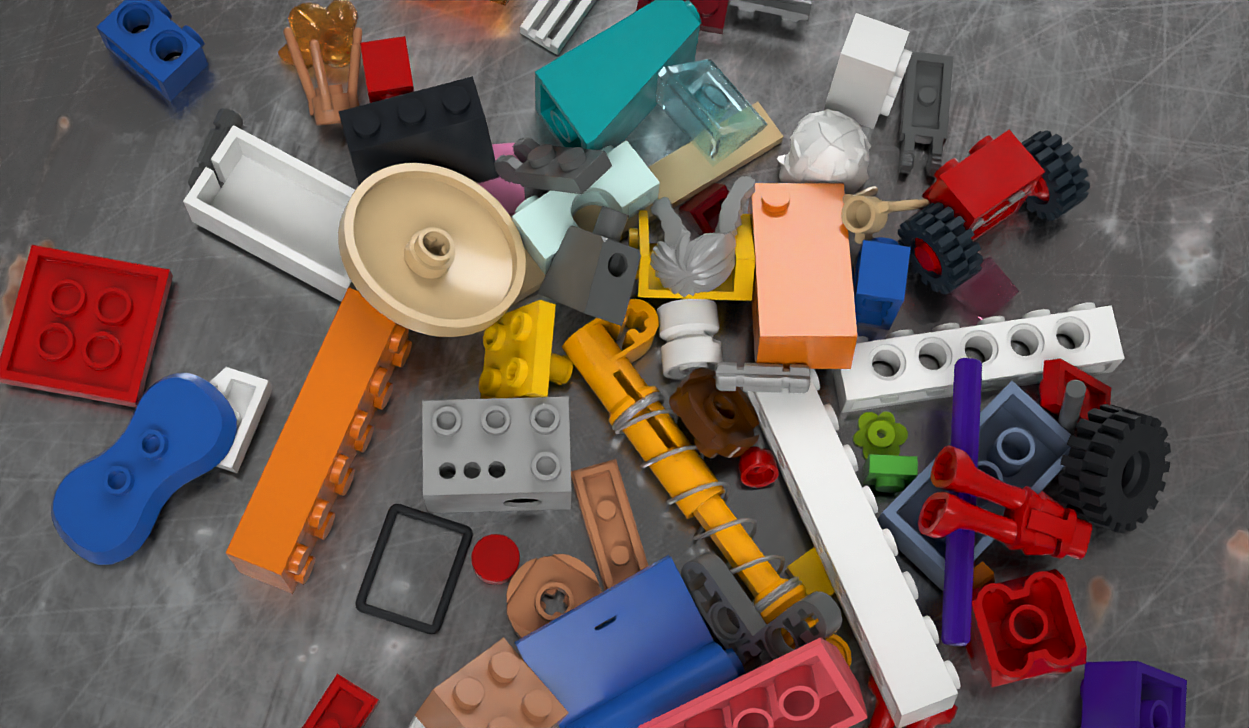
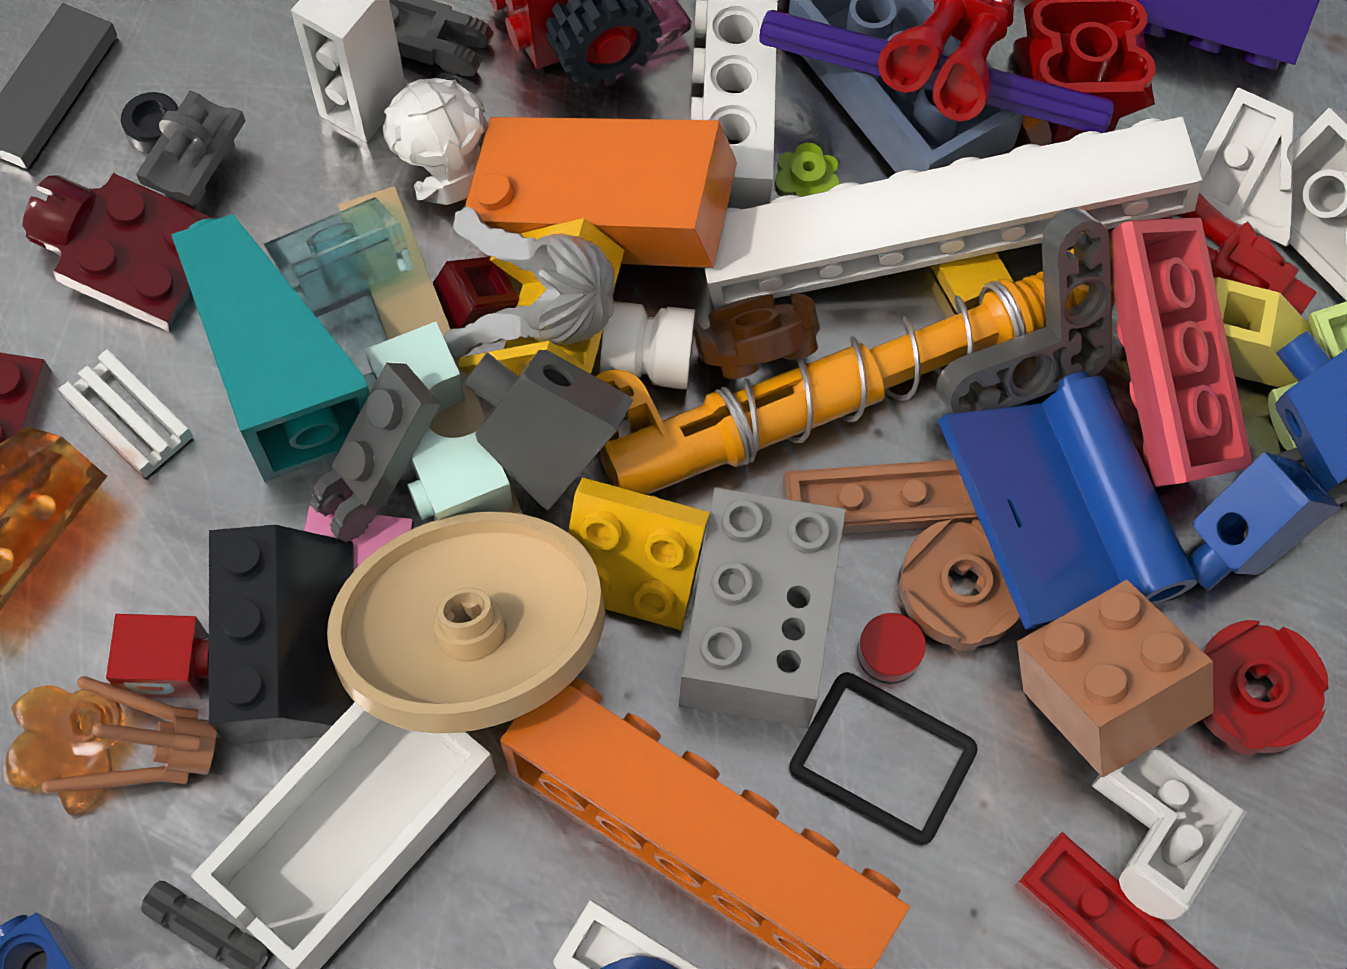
camera: 75 degrees left, 5 degrees down
(758, 467) = (830, 306): red hinge -> none
(762, 377) = (730, 259): light grey axle -> none
(869, 214) = (544, 89): tan plant -> none
(879, 281) = (629, 88): blue brick -> none
(890, 472) = (866, 161): bright green plate -> none

